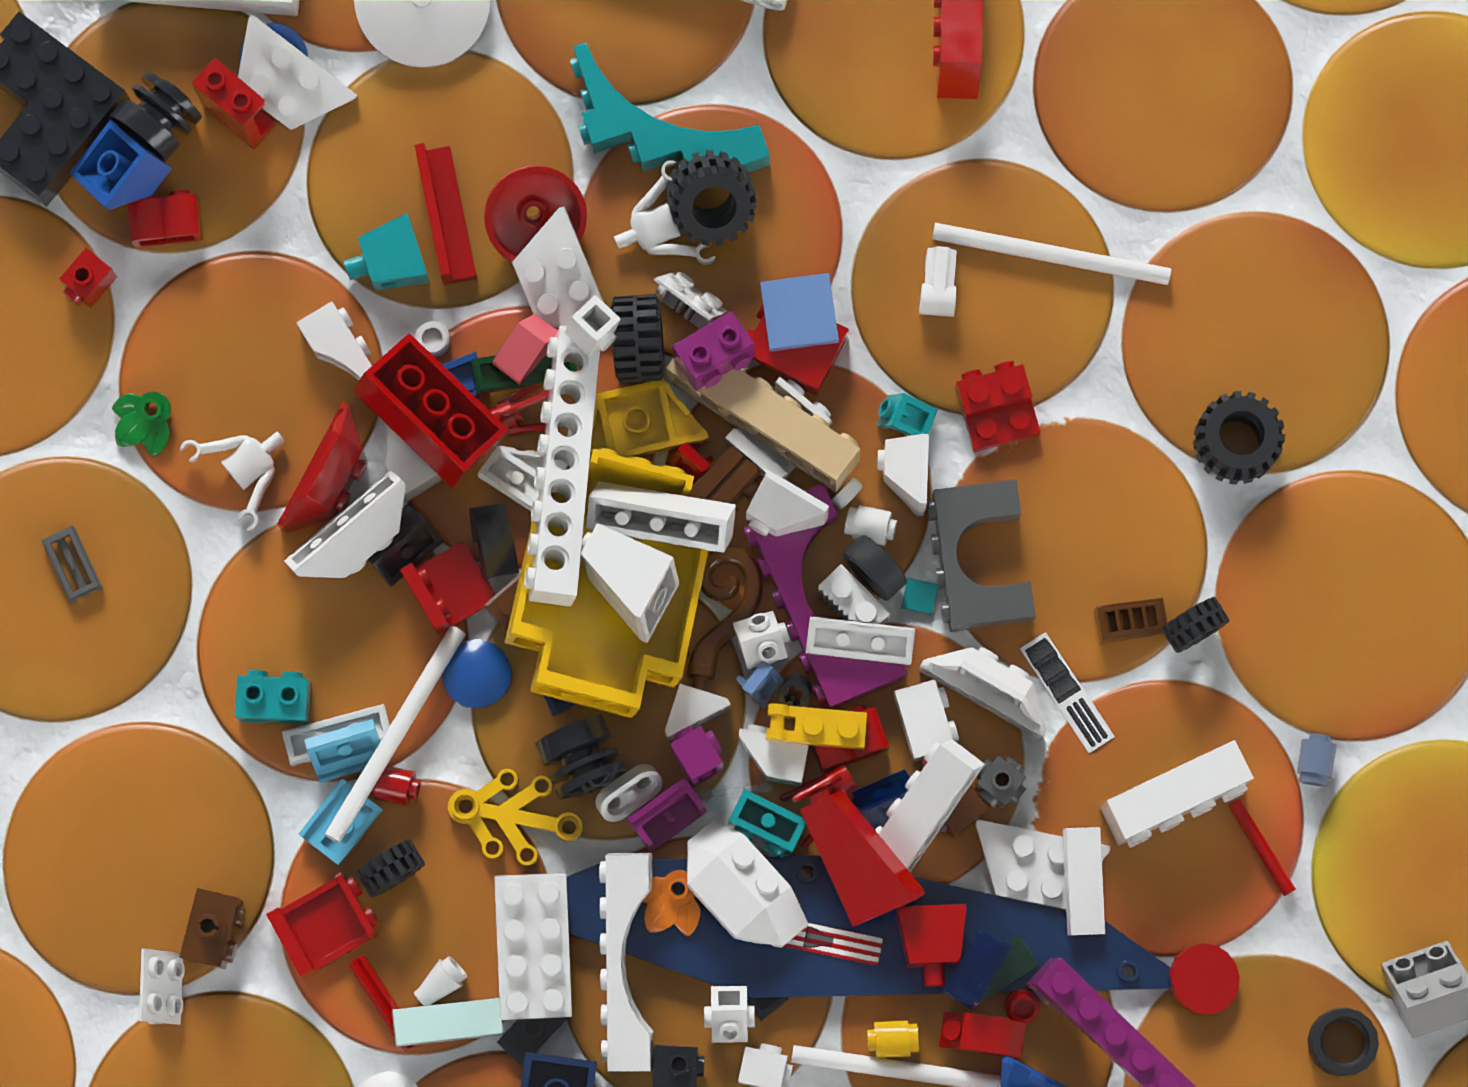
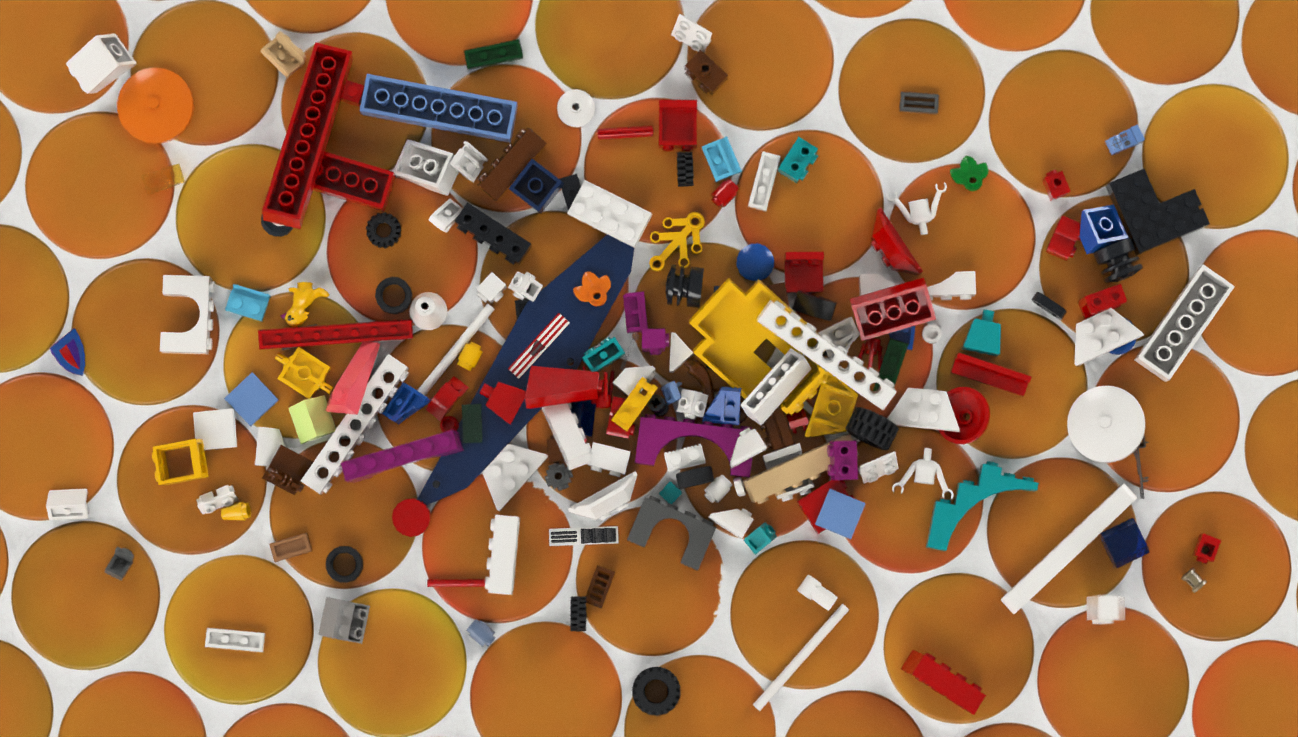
camera: 120 degrees right, 5 degrees up
(285, 185) = (1049, 305): none -> black beam
(342, 750) = (753, 179): medium azure plate -> none
(354, 534) = (855, 239): white wedge -> none
(394, 734) = (747, 206): white piece -> none
(410, 545) = (839, 261): black panel -> none
(441, 981) = (619, 164): white cone -> none
(447, 1022) = (598, 155): light aqua tile -> none
(524, 348) = (899, 373): coral slope -> none
(593, 326) = (884, 405): white brick -> none
(628, 792) = (656, 300): white plate -> none
(628, 1035) = (543, 235): white arch -> none
(630, 577) = (753, 354): white slope -> none
(717, 222) = (933, 509): black tyre -> none
(737, 583) = (725, 407): none -> wing
(742, 887) = (580, 324): white wedge -> none
(860, 640) = (663, 448): white tile -> none
(976, 969) = (477, 411): clear blue panel -> none
(997, 406) = (740, 585): red plate -> none
(1083, 881) = (489, 487): white tile -> none

